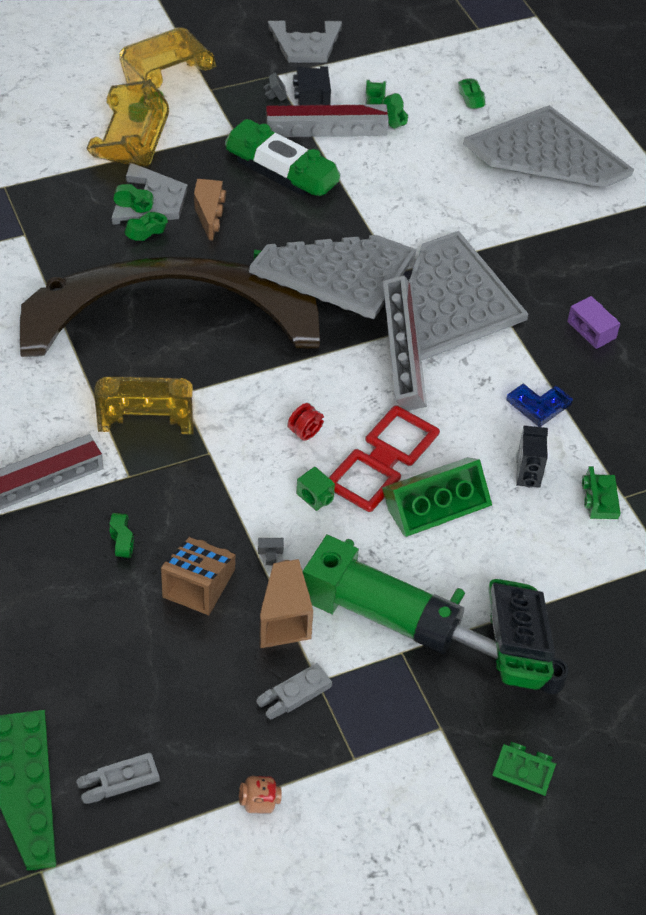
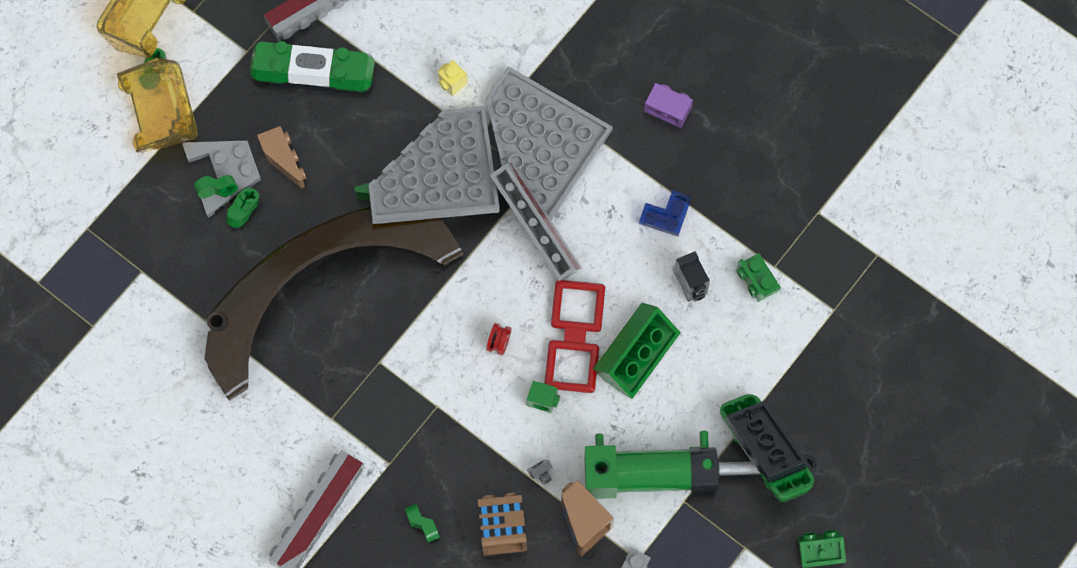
camera: 25 degrees left, 20 degrees up
(144, 397) = (385, 375): clear yellow windscreen -> none
(401, 217) = (452, 77): none -> light yellow brick

